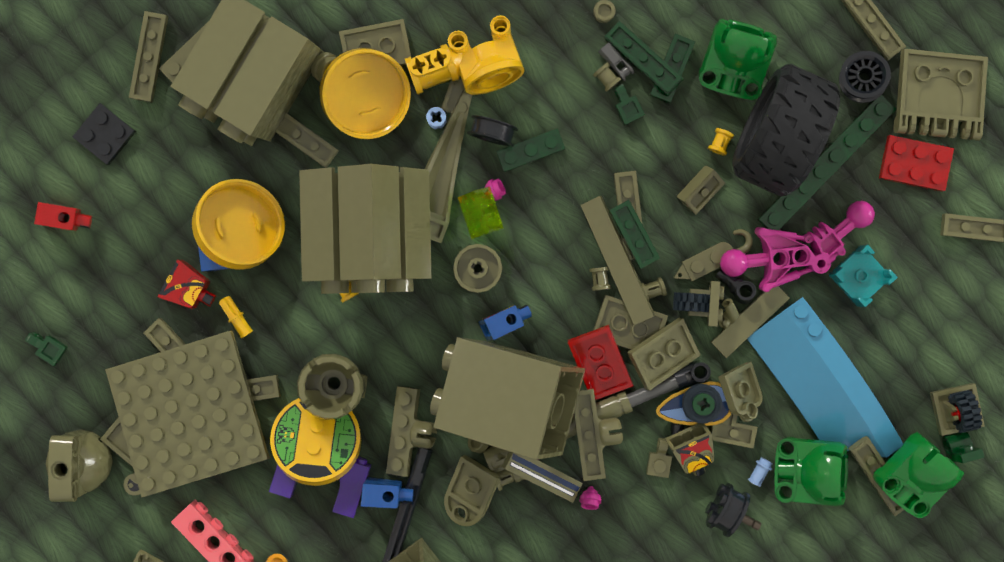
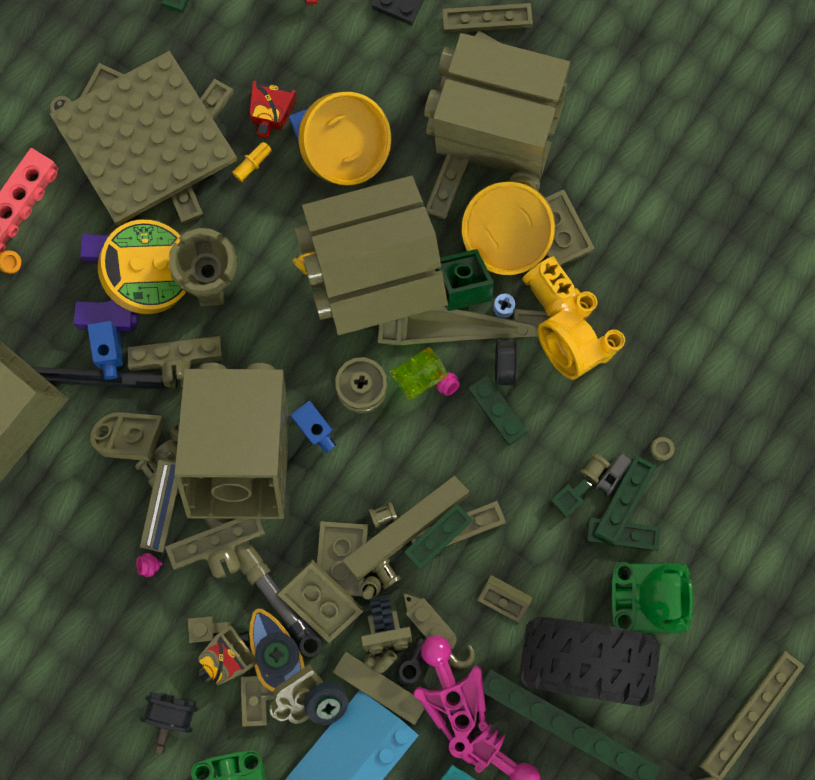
camera: 70 degrees right, 10 degrees down
(86, 460) = (68, 44): olive piece -> none
(405, 146) = (466, 280): none -> dark green slope
(602, 362) = (294, 537): red plate -> none
(663, 306) = (370, 587): none -> olive cylinder
(721, 141) = (561, 605): yellow bush -> none
(754, 370) = (317, 699): none -> black wheel
(760, 471) = (219, 742): light blue pin -> none
(852, 62) = (660, 759): black wheel -> none

